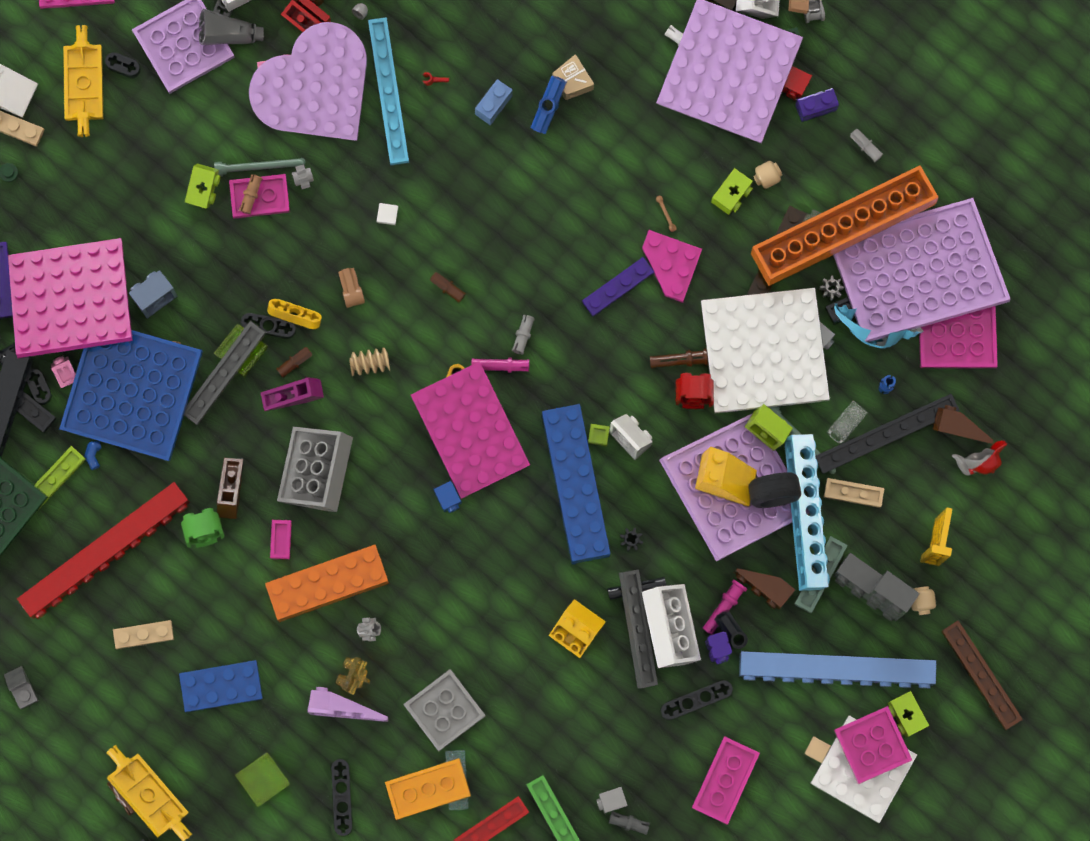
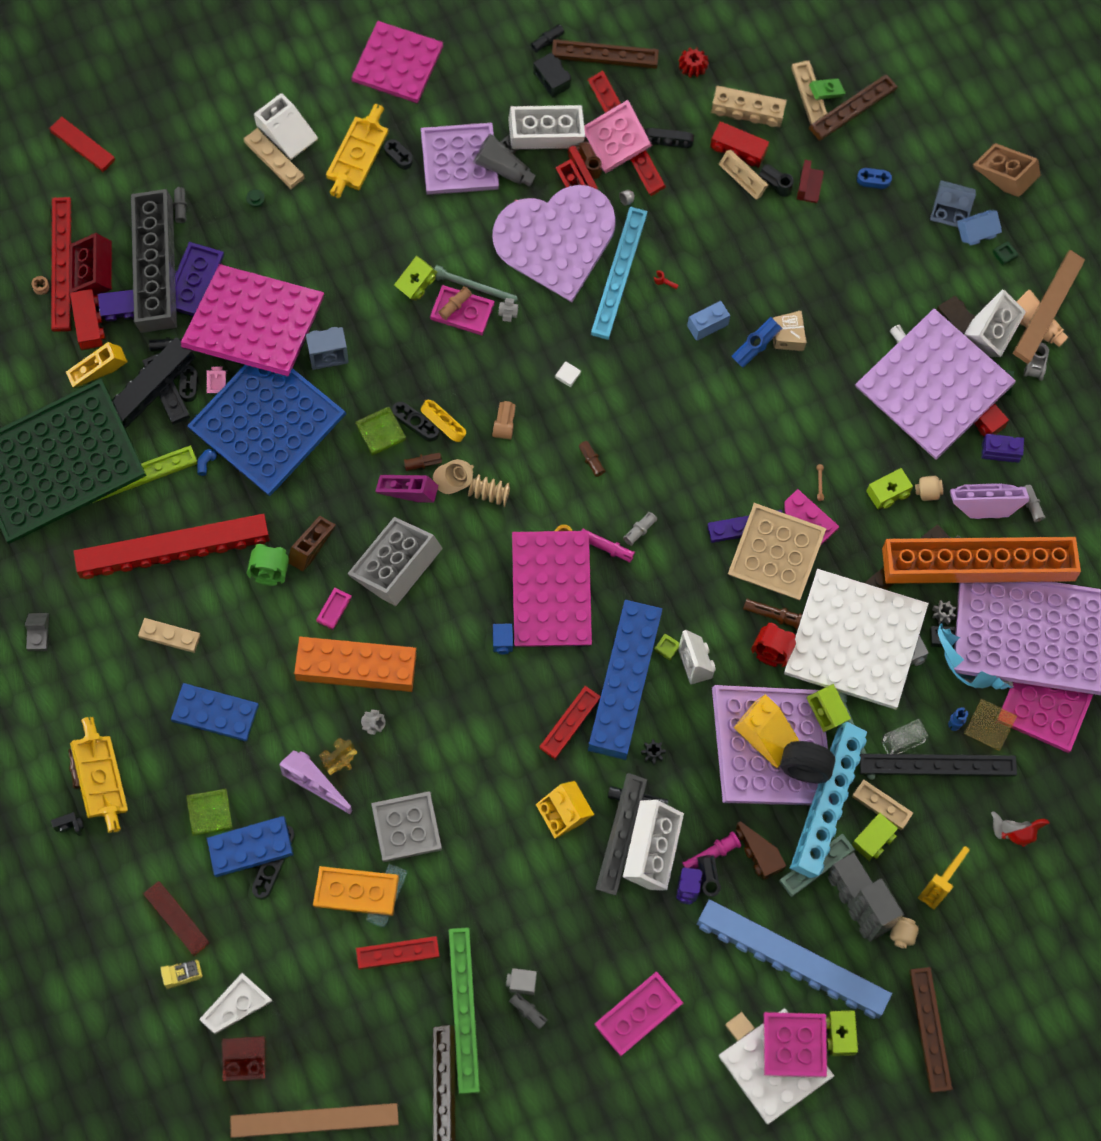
camera: 25 degrees right, 10 degrees down
(224, 372) = (355, 441): dark grey plate -> none
(314, 794) = (250, 846): none -> blue plate
(330, 364) = (453, 476): none -> tan piece
(544, 546) = (570, 722): none -> red plate
(657, 300) = (777, 551): none -> tan plate
(697, 702) = (645, 923): black beam -> none
(826, 160) = (989, 499): none -> lavender wedge
(860, 526) = (874, 837): none -> lime brick
(917, 374) = (990, 724): none -> clear yellow tile
(956, 423) = (1009, 785): reddish brown slope -> none

